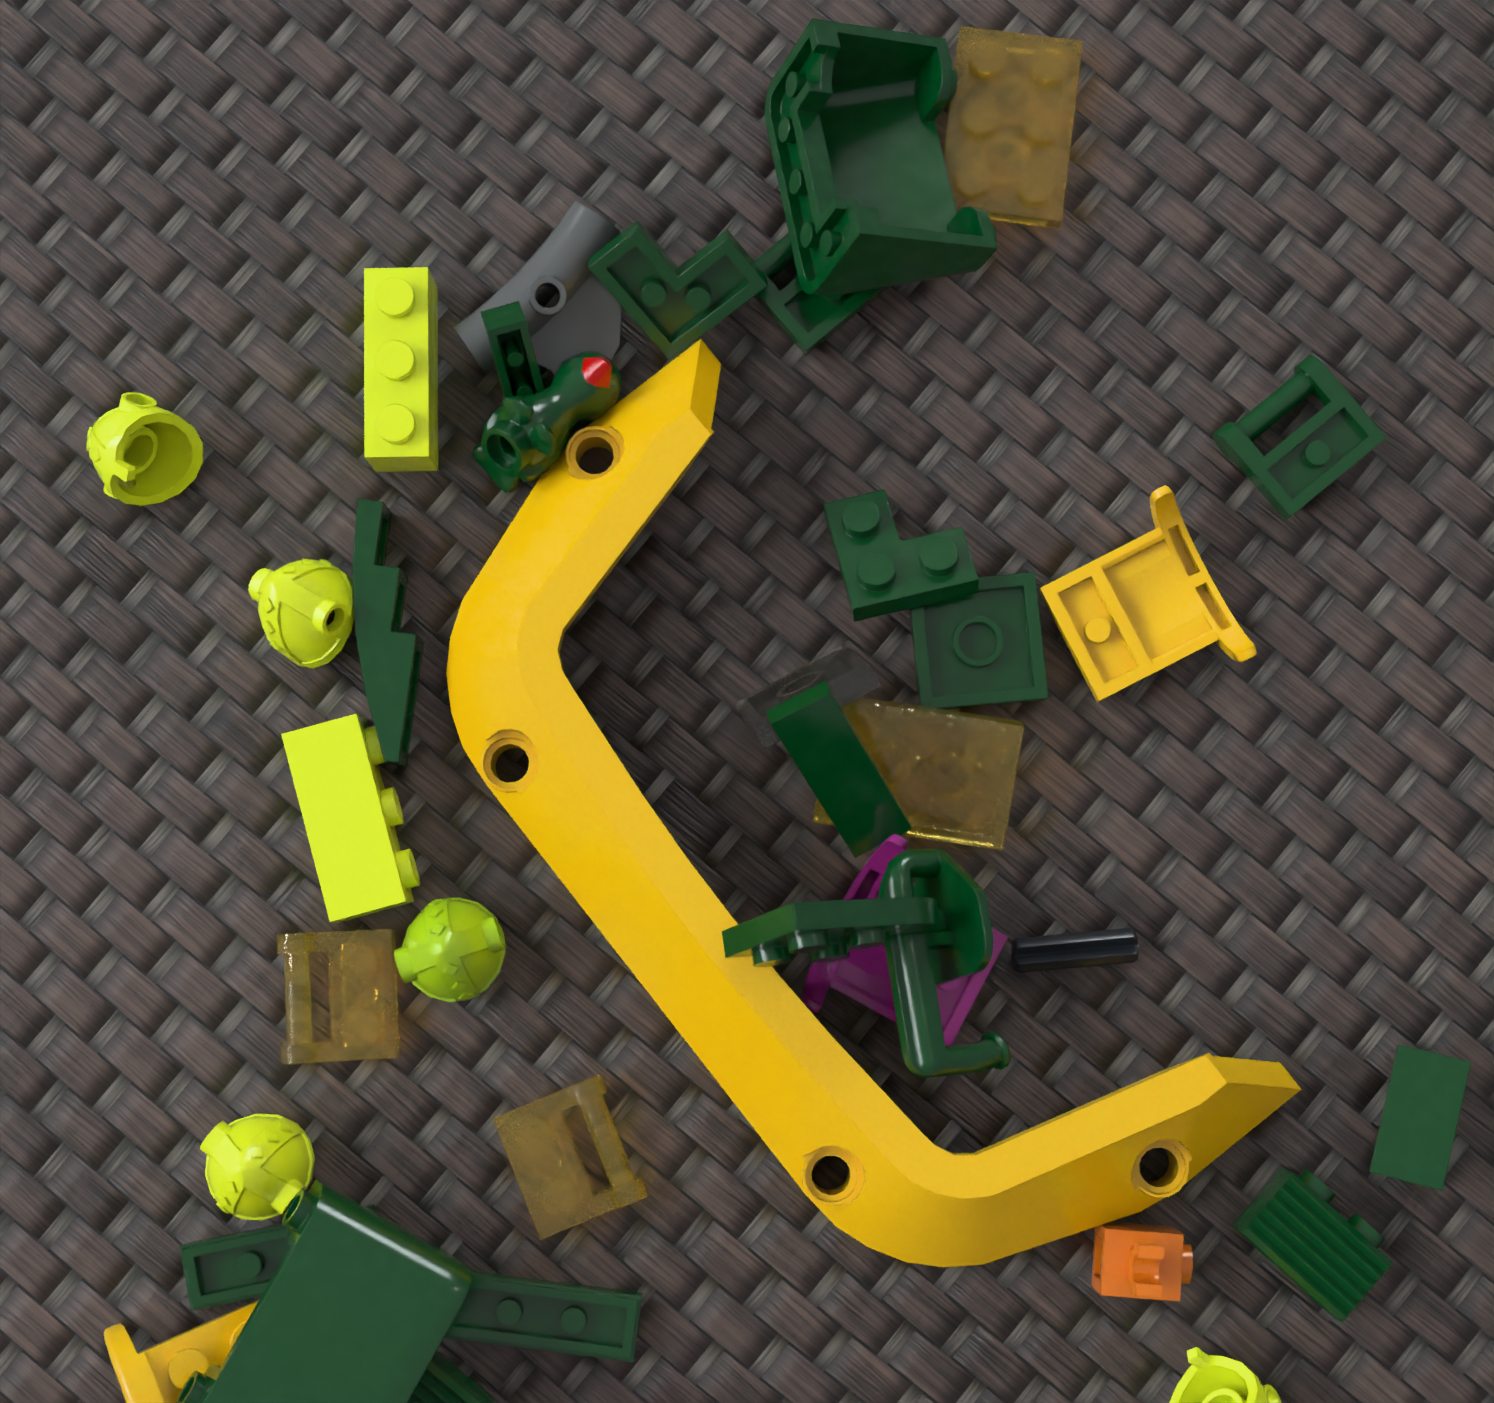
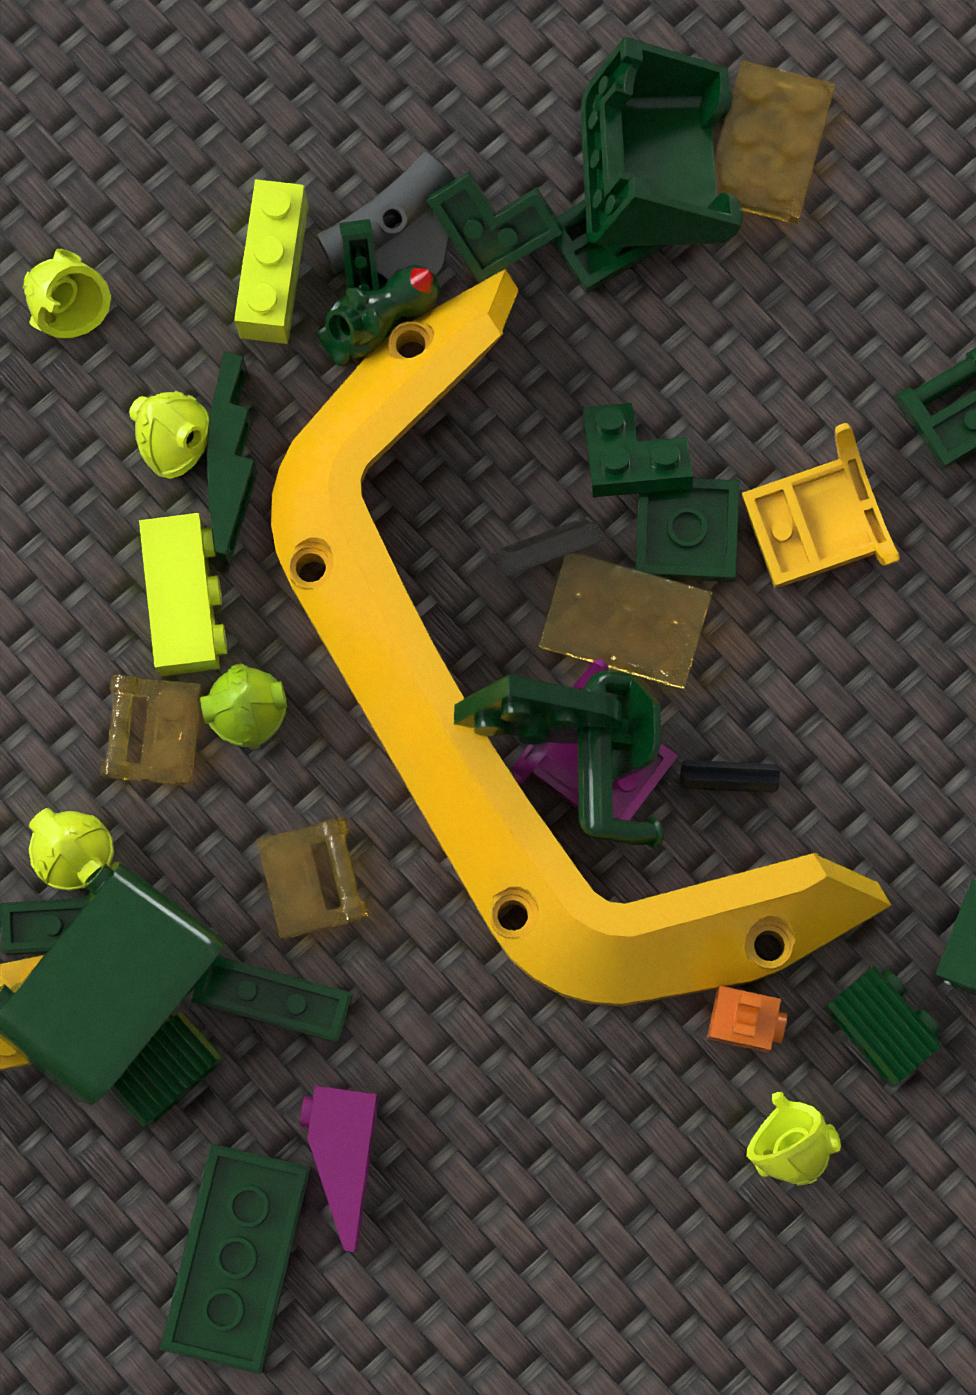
camera: 15 degrees right, 5 degrees down
(839, 768) = (562, 600): dark green tile -> none

